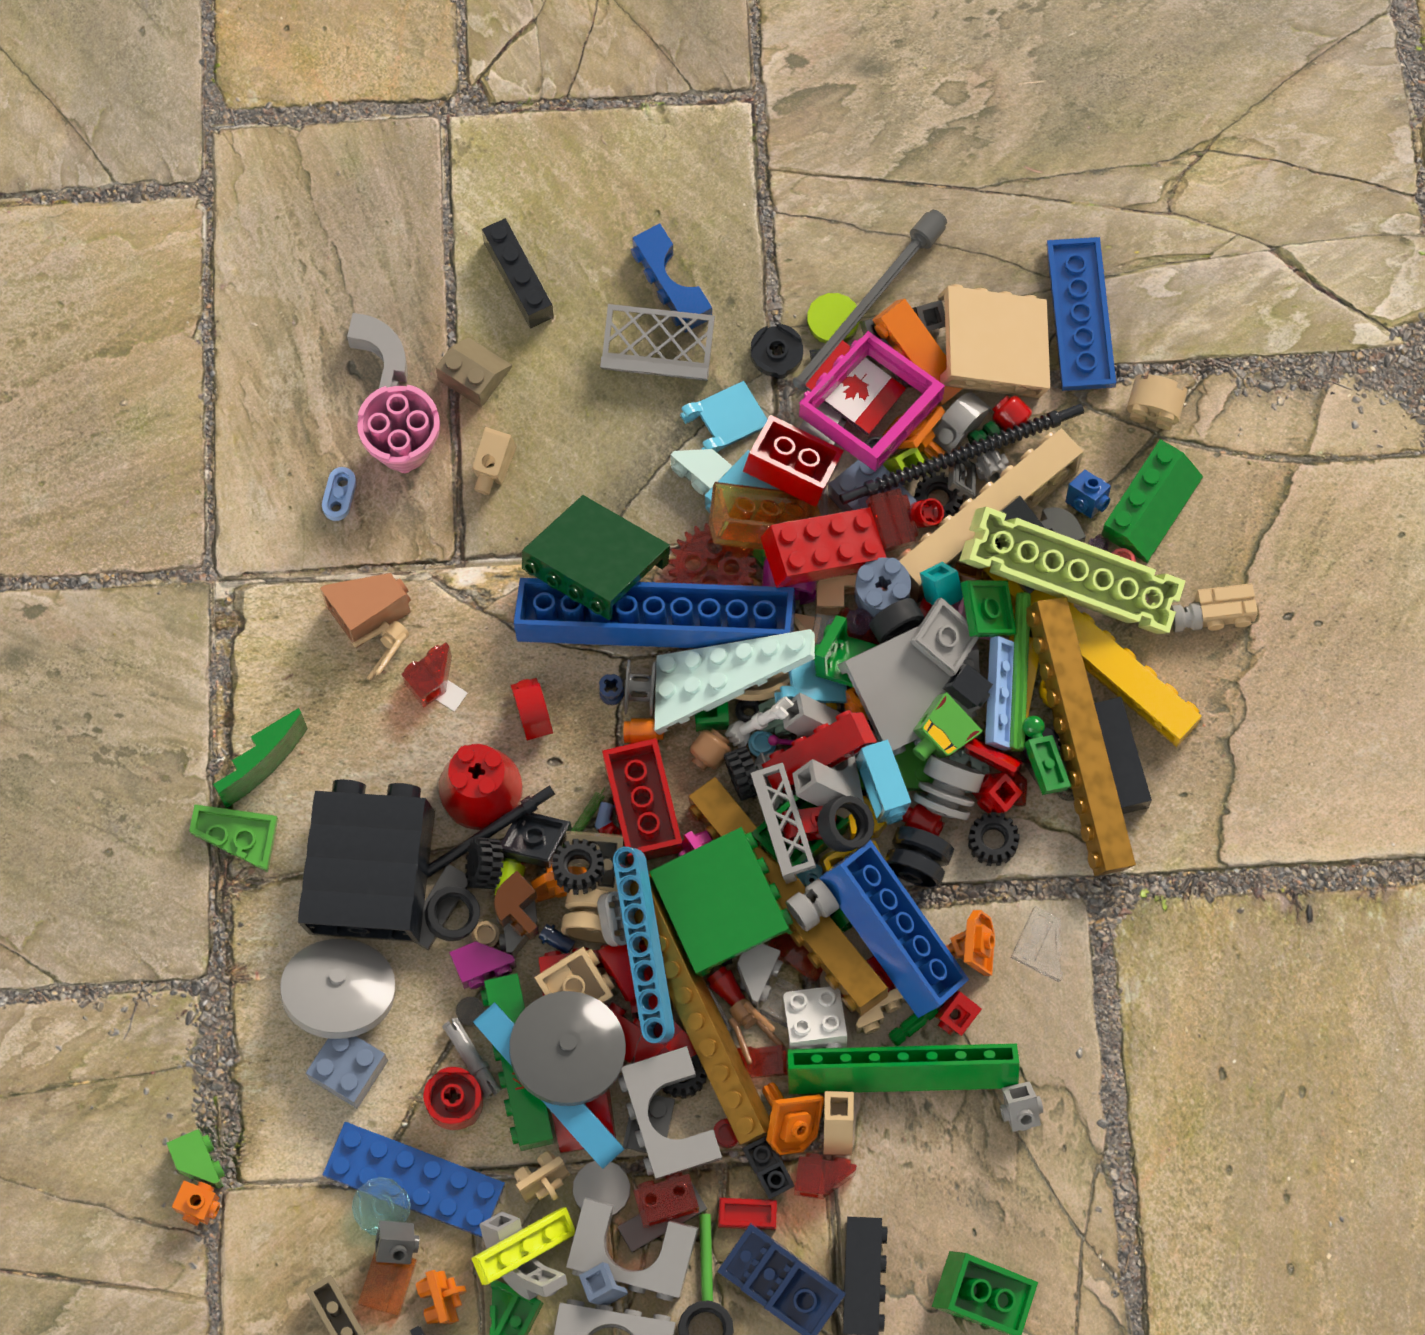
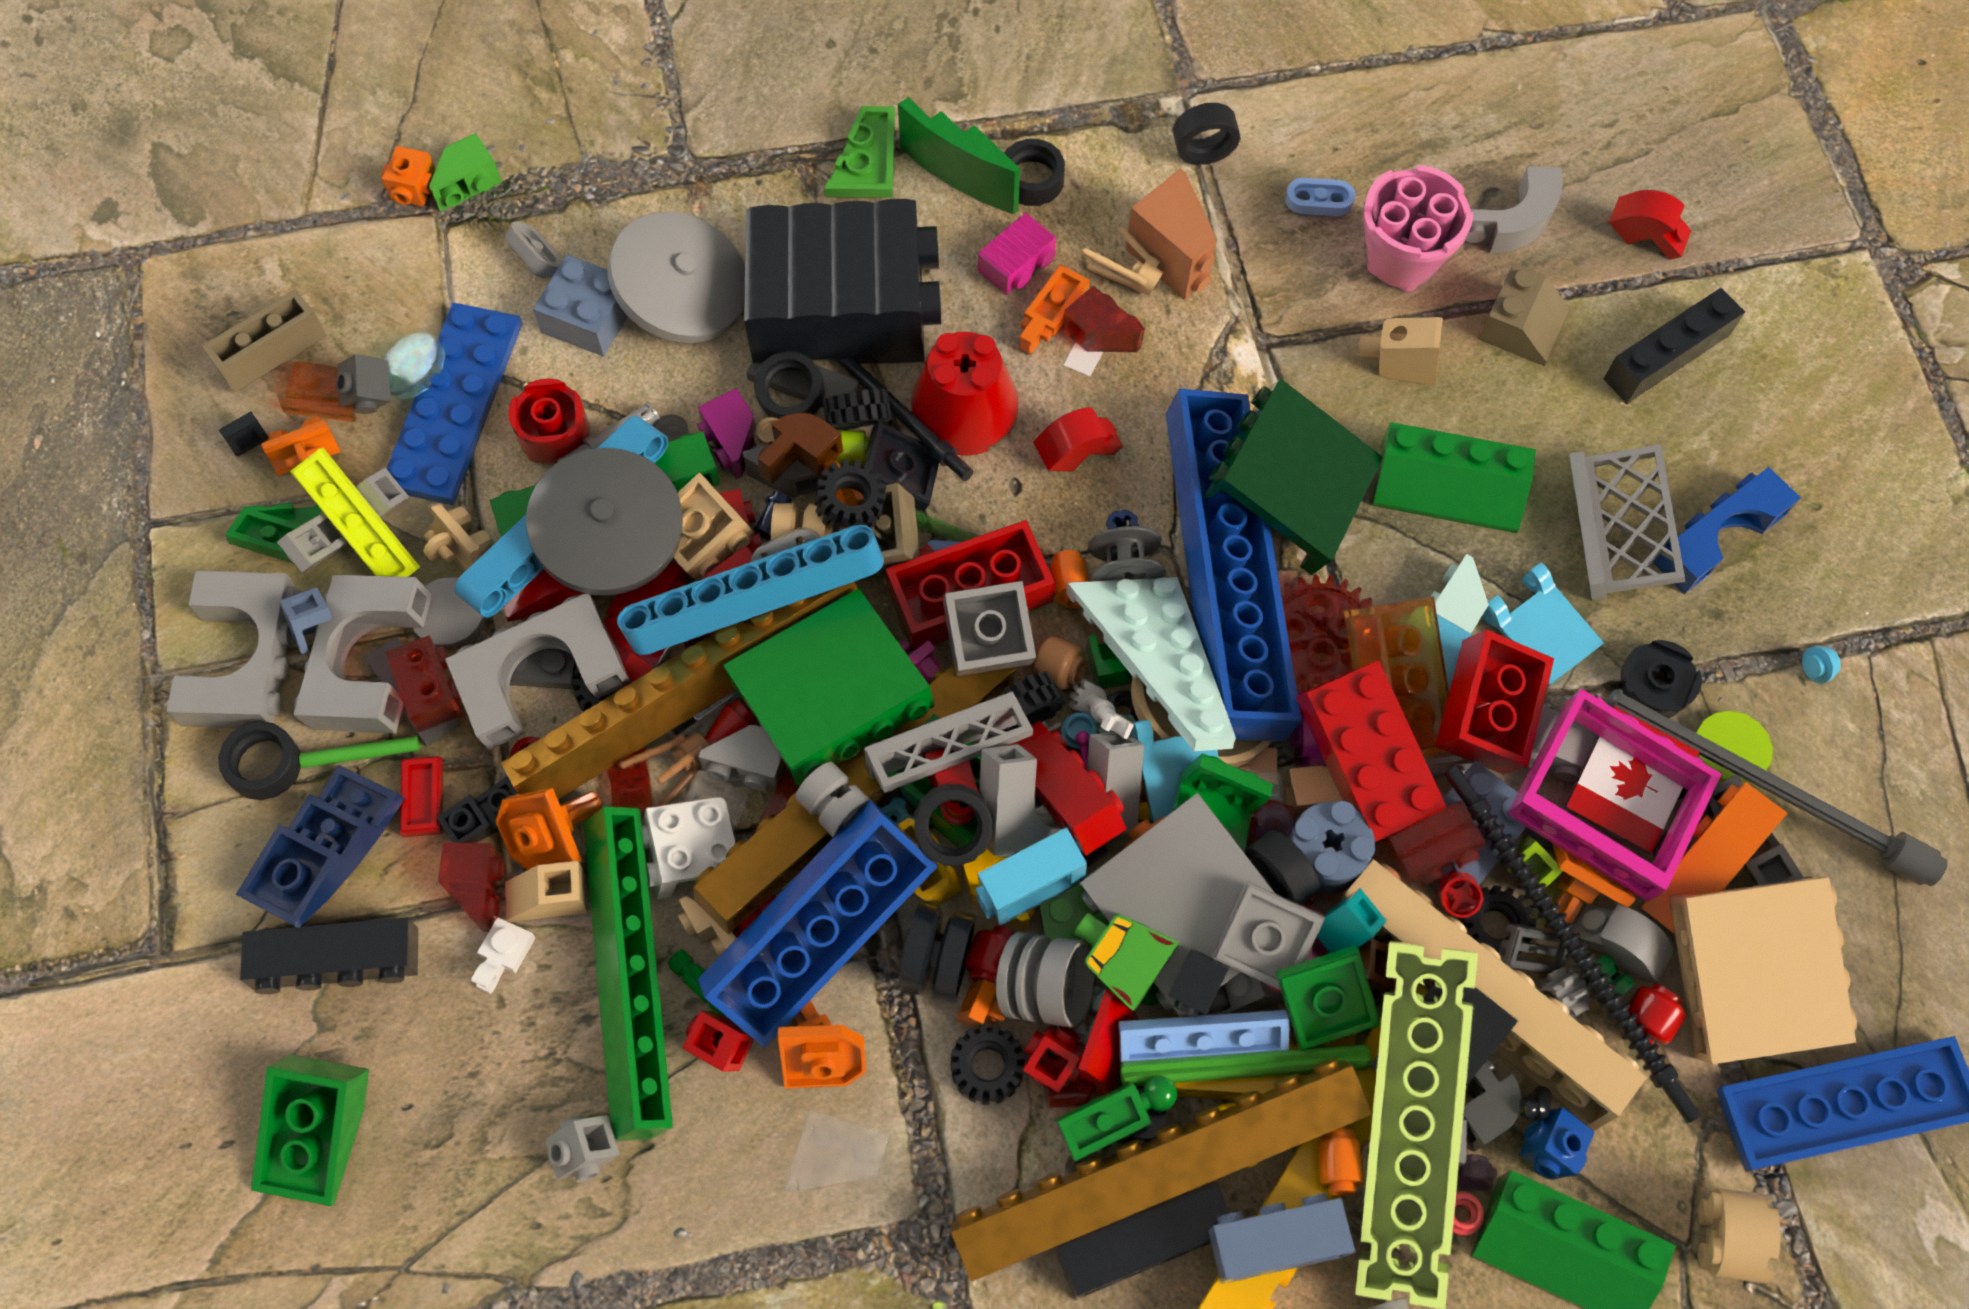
camera: 80 degrees right, 5 degrees down
(266, 688) = (1043, 152): none -> black tyre
(271, 566) = (1201, 119): none -> black tyre
(283, 1106) = (533, 249): none -> light grey plate
(354, 729) = (1017, 254): none -> dark pink brick
(406, 261) = (1652, 216): none -> red brick
(406, 709) = (1046, 311): none -> orange hinge
(602, 449) = (1453, 477): none -> green slope
(693, 785) = (989, 628): none -> light grey brick
(782, 245) = (1821, 664): none -> medium azure plate
(872, 1157) = (502, 949): none -> white plate
(955, 836) = (980, 1005): none -> orange tile
(1062, 499) = (1537, 1104): none -> black arm
(1090, 624) = (1340, 1162): none -> orange brick
(1133, 669) = (1280, 1238): none -> sand blue brick

